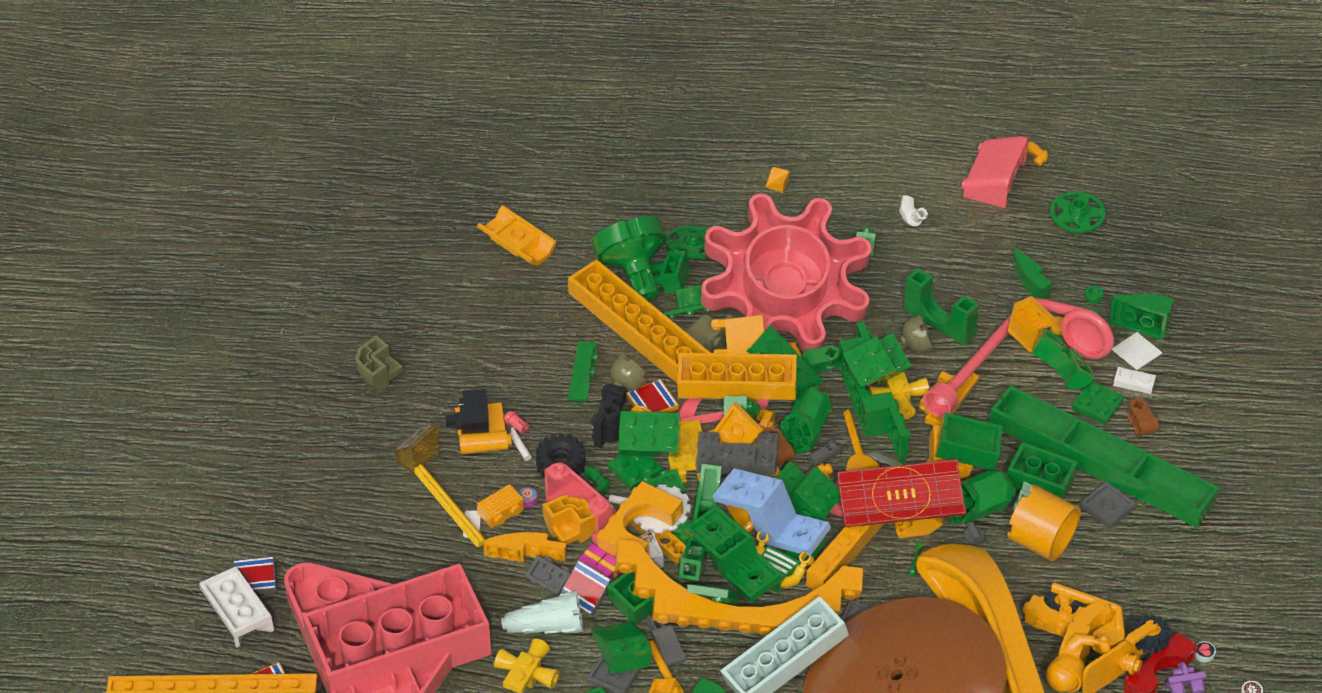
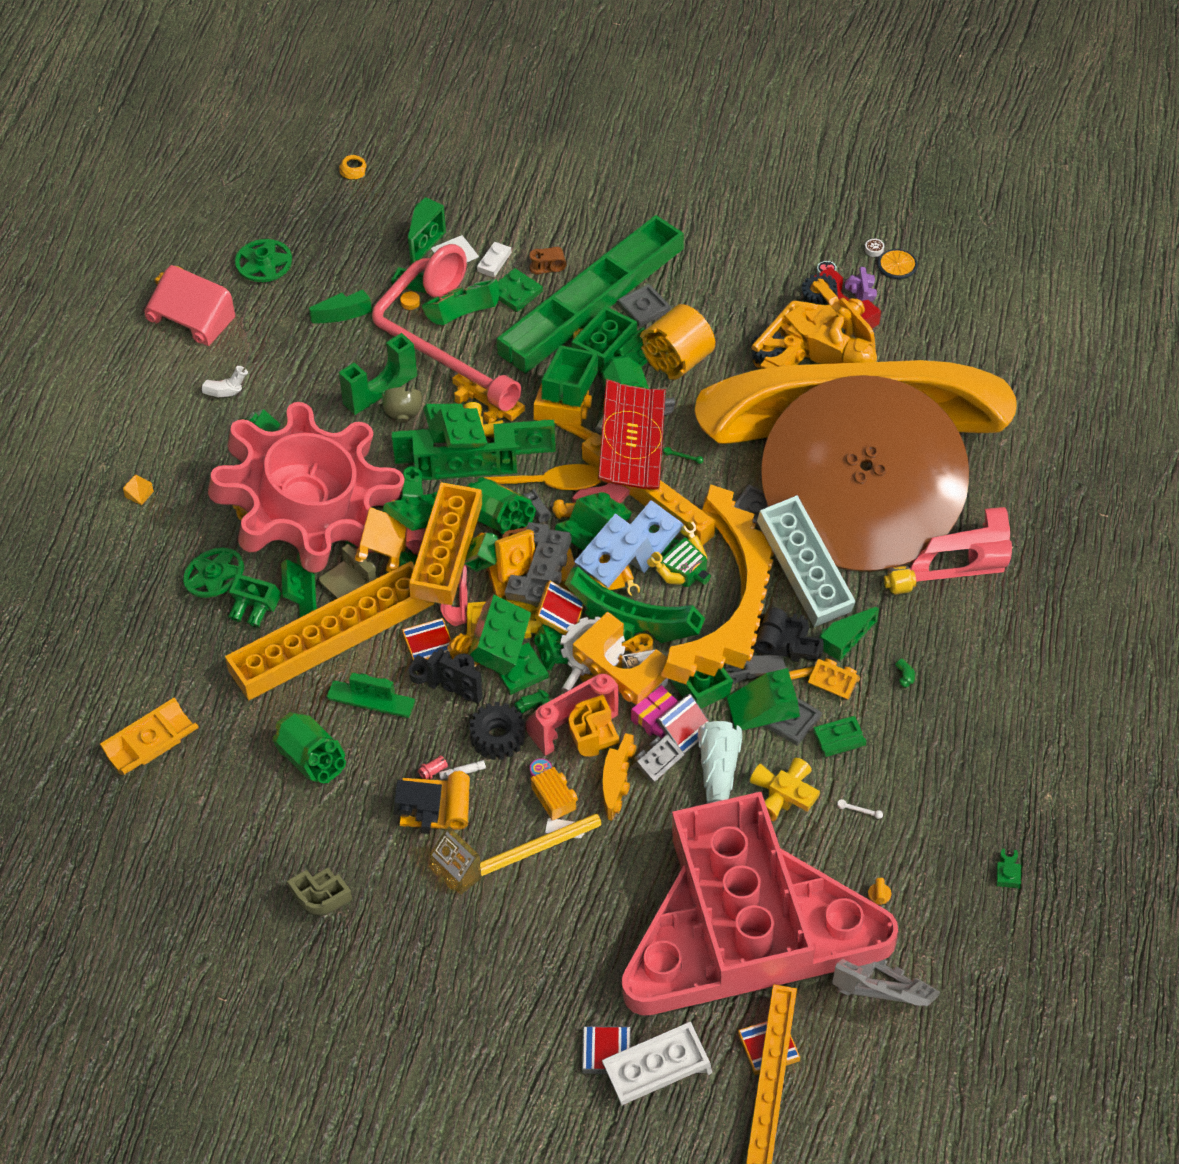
camera: 80 degrees left, 5 degrees up
(517, 333) = (309, 747): none -> green brick
(627, 374) = (395, 655): olive cylinder -> none
(631, 247) = (223, 618): green piece -> none
(687, 473) = (558, 608): none -> tile
(700, 653) = (785, 634): none -> black plate
(718, 594) = (731, 598): wing -> none
(734, 553) = (677, 582): green bracket -> none
(878, 456) = (562, 453): white sticker -> none
(1027, 321) = (402, 310): light orange bracket -> none
(1094, 294) = (375, 269): green tile -> none
(1219, 260) = (352, 173): none -> light orange piece

